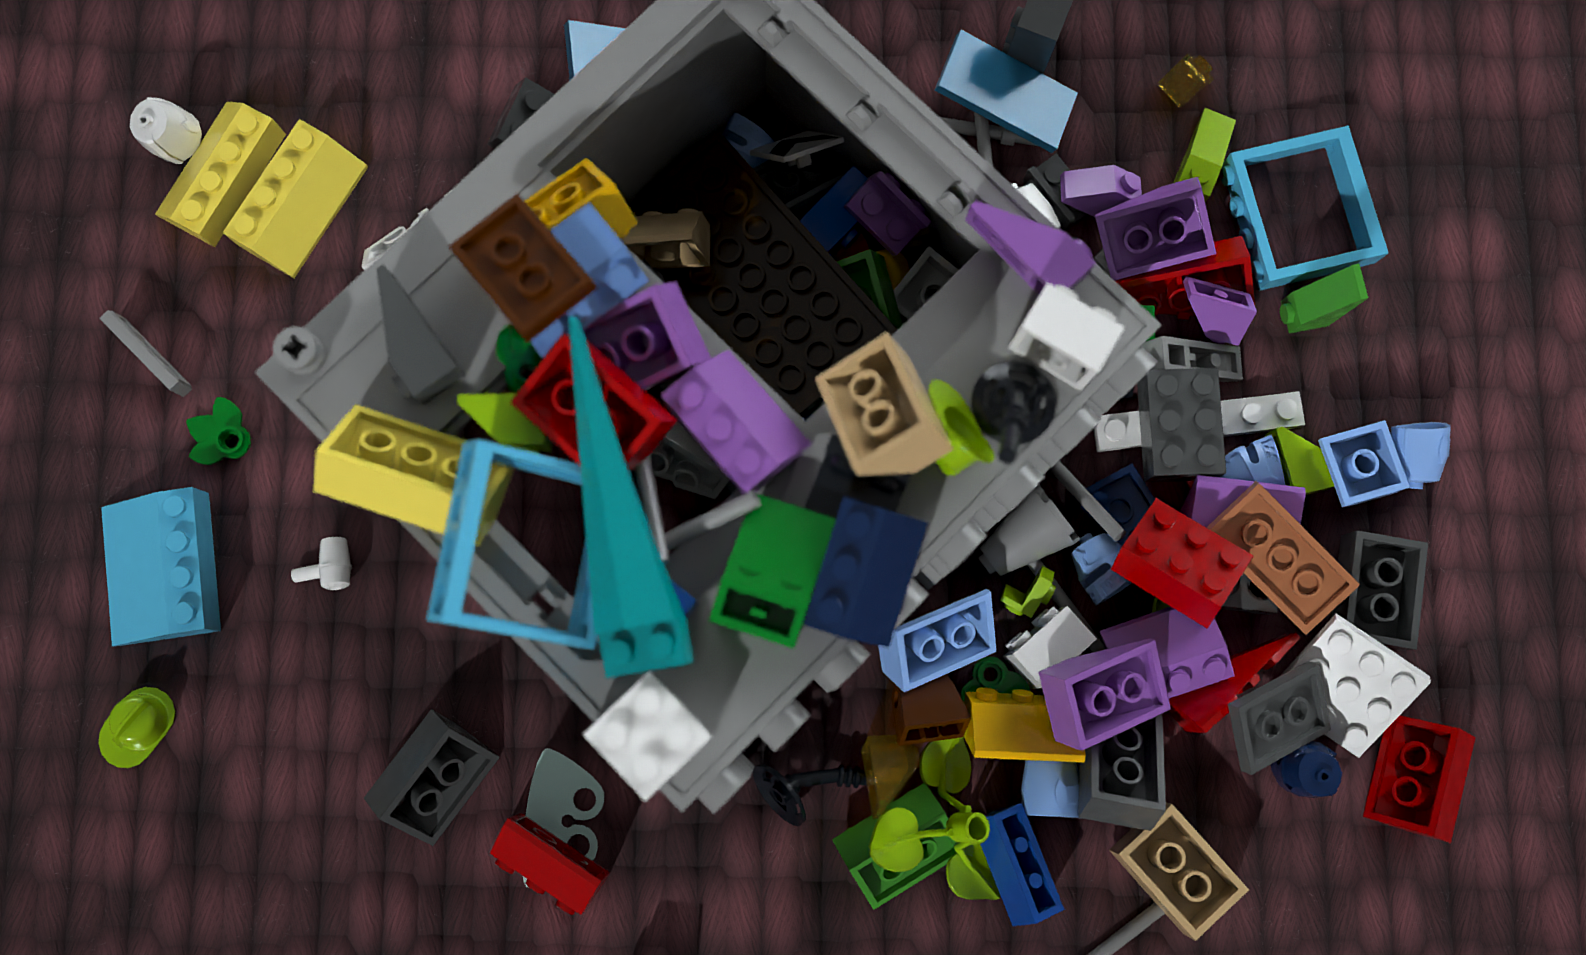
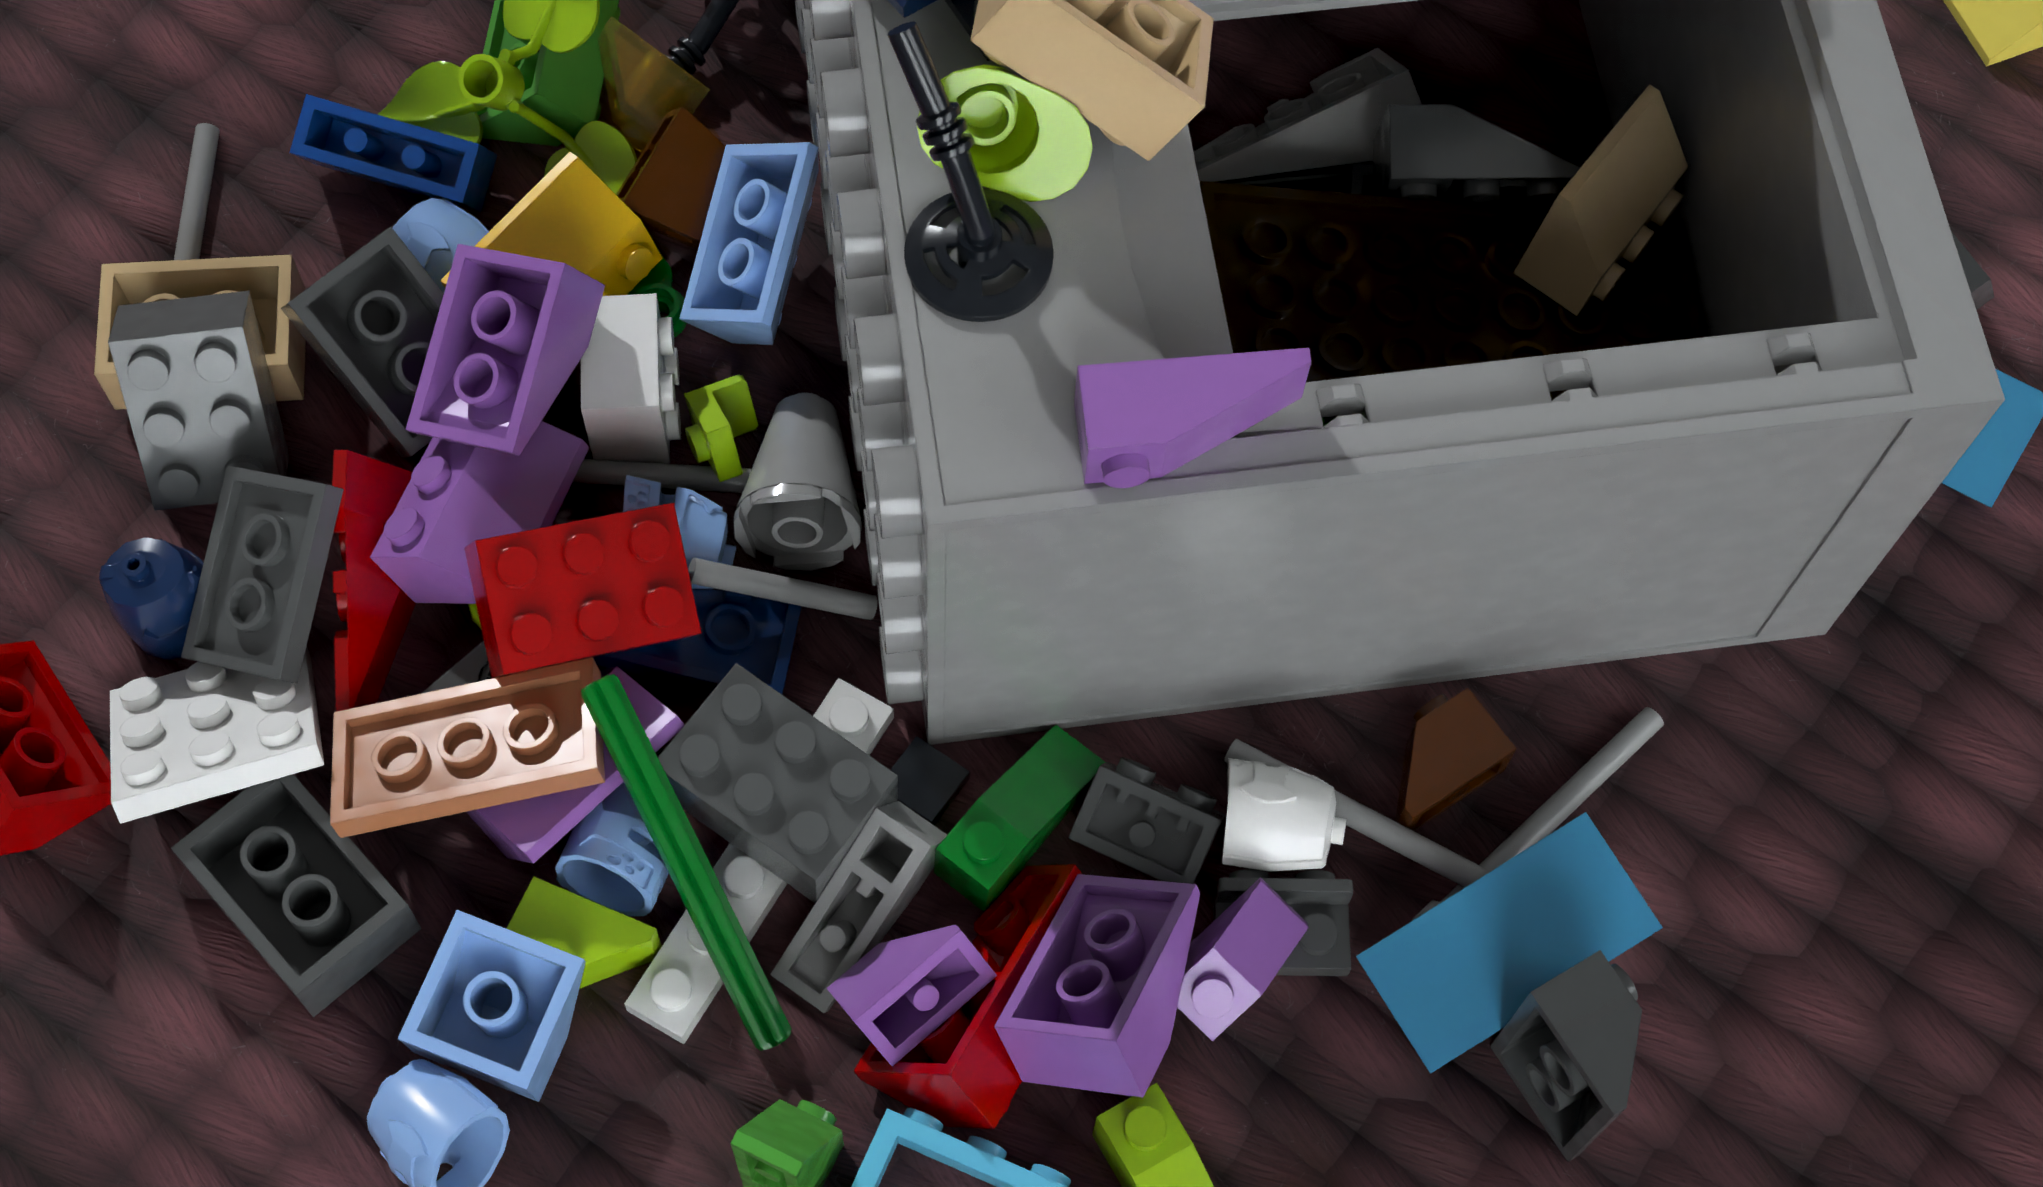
camera: 125 degrees right, 15 degrees down
(1066, 336) = (1012, 327): white brick -> none
(1225, 824) = (197, 394): none -> dark grey brick
(1246, 435) = (686, 862): none -> green axle

